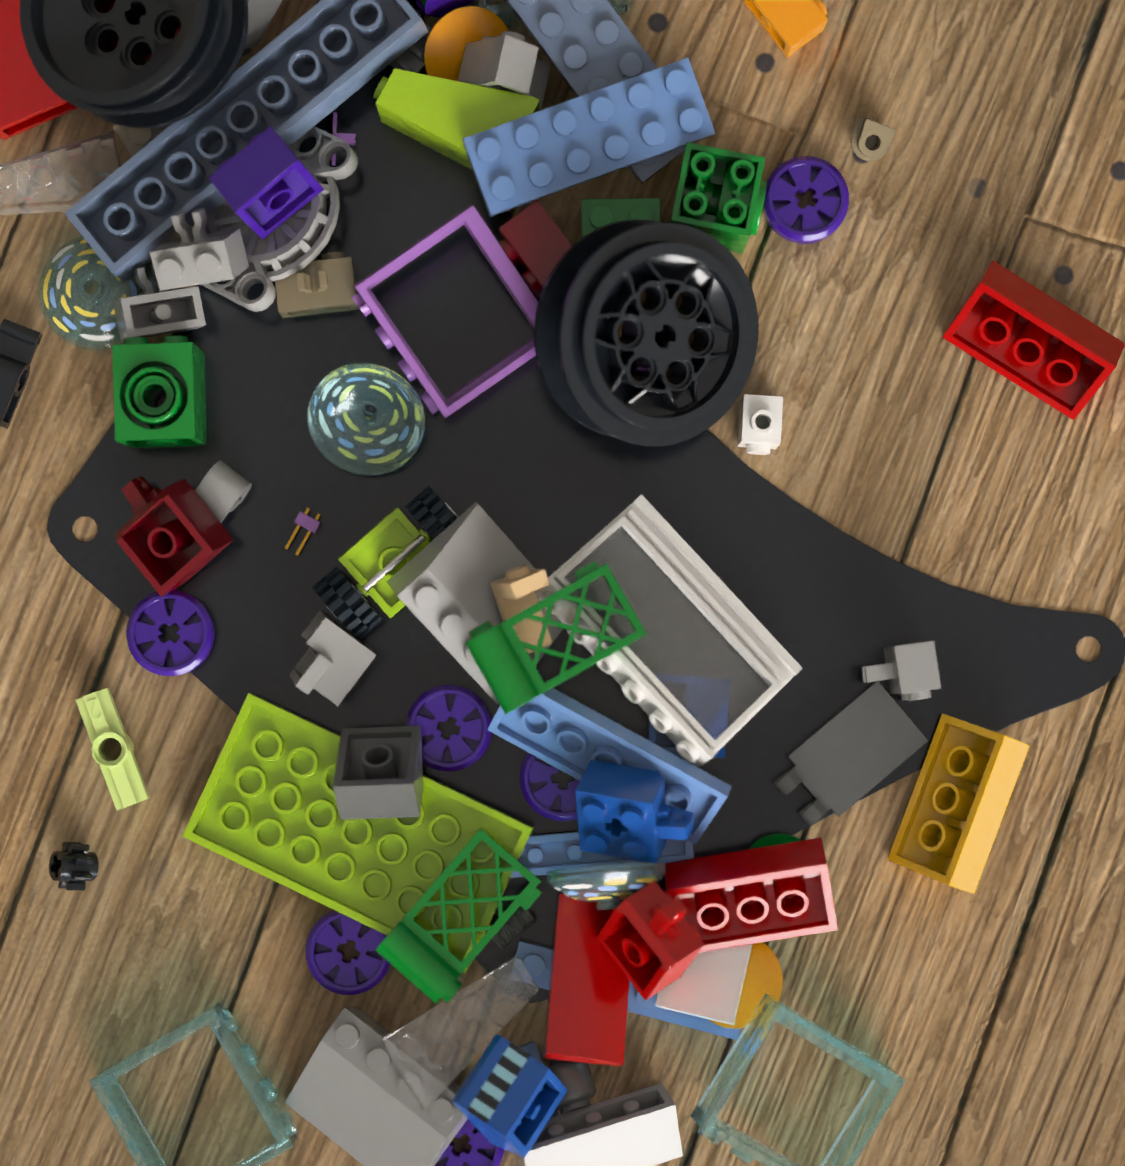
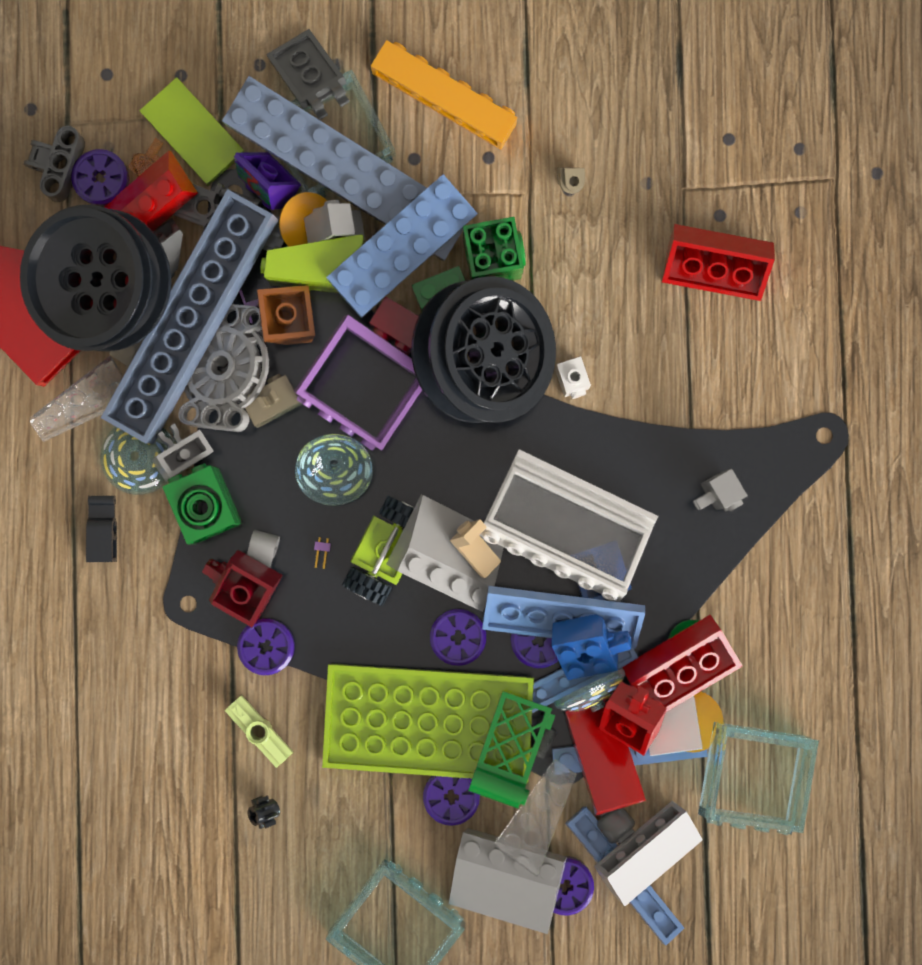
camera: 25 degrees left, 0 degrees up
(198, 256) = (192, 411): light grey brick -> none
(265, 182) = (216, 351): dark purple slope -> none
(332, 660) = (371, 624): light grey plate -> none
(379, 772) = (427, 681): dark grey slope -> none
(385, 172) = (286, 315): none -> dark orange slope
(504, 656) = (478, 583): green piece -> none
(509, 1096) = (585, 847): blue slope -> none
(810, 223) = (560, 223): dark purple wheel -> none
(851, 753) = (707, 555): dark grey tile -> none
(958, 803) = (783, 560): yellow slope -> none

